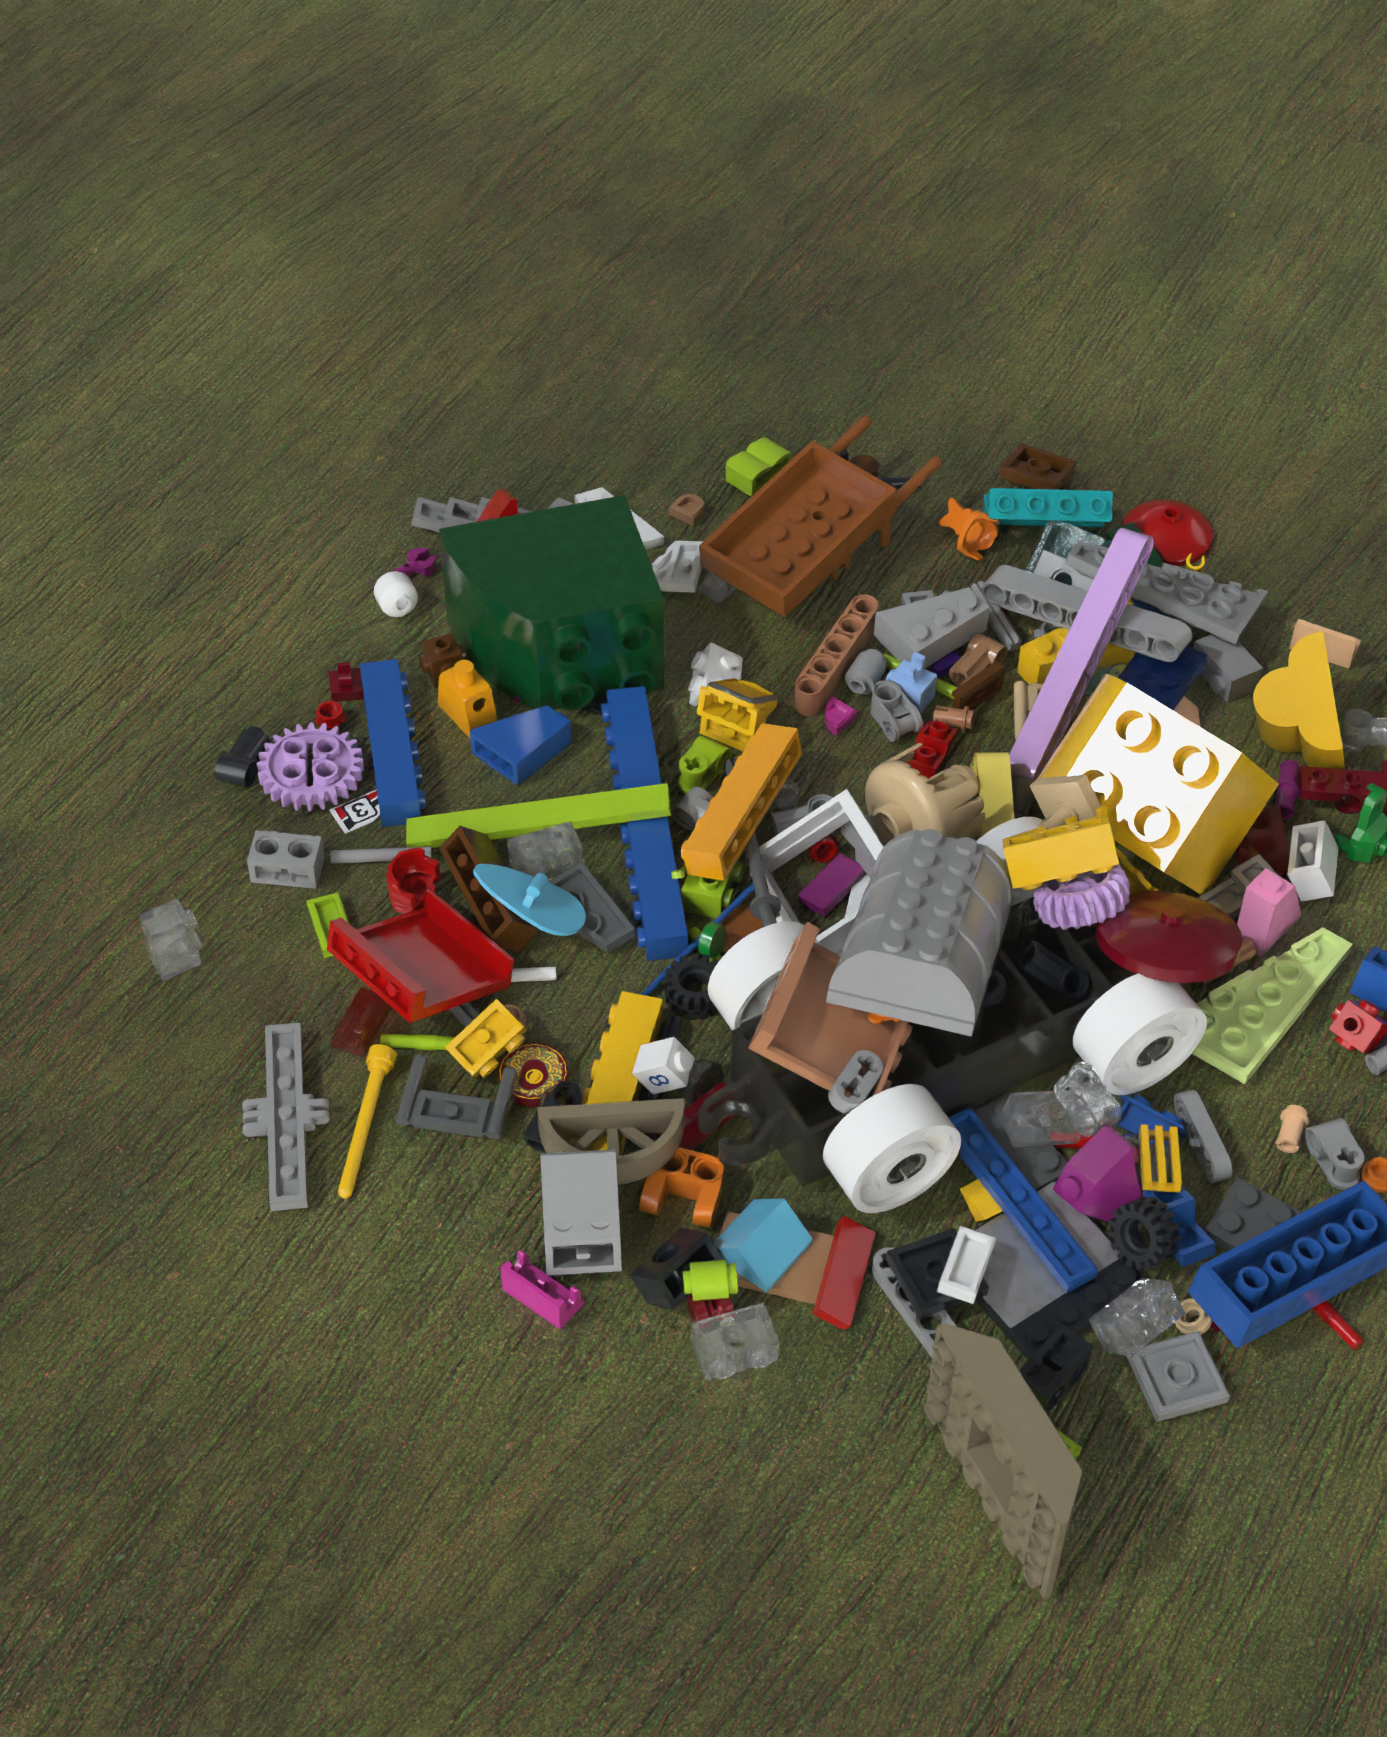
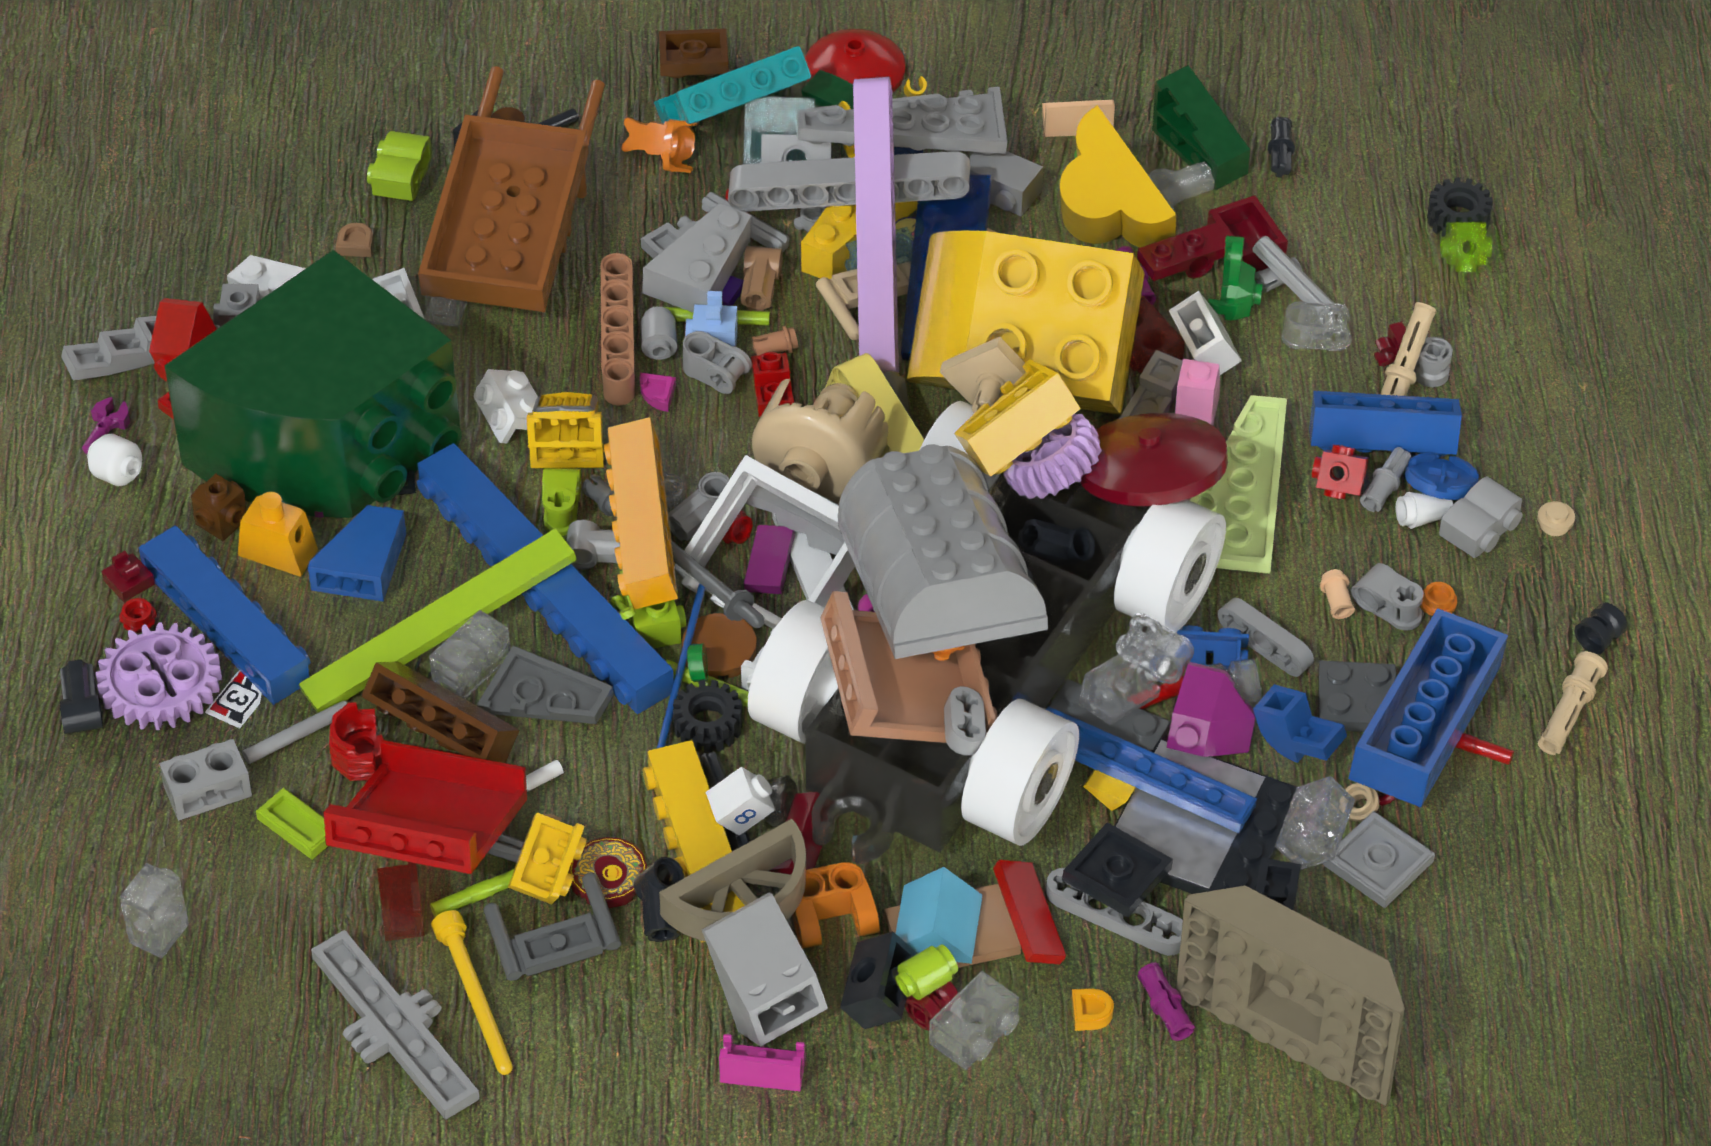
camera: 30 degrees left, 0 degrees up
(533, 899) = (498, 701): medium azure shield -> none
(842, 1382) = (1091, 1009): none -> light orange tile
(907, 1398) = (1165, 1001): none -> magenta pin
(966, 1264) = (1142, 848): white tile -> none
(979, 687) = (781, 301): reddish brown tile -> none
(1159, 1227) = (1288, 728): black tyre -> none
(1174, 1156) = (1258, 668): yellow tile -> none

